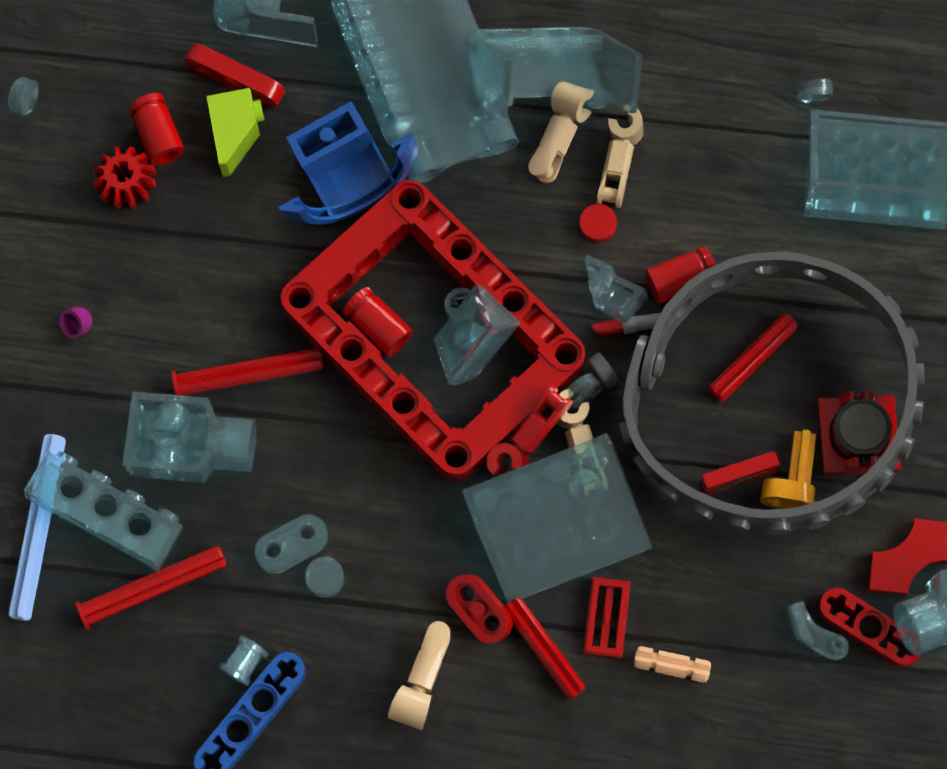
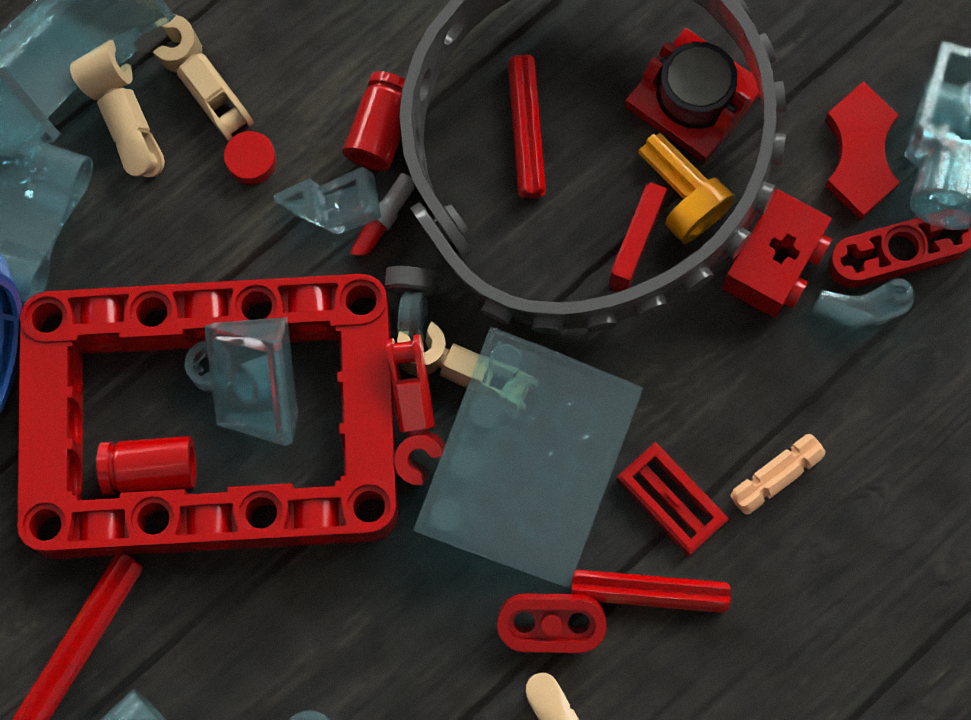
camera: 50 degrees left, 0 degrees up
(817, 545) = (785, 227): none -> red brick

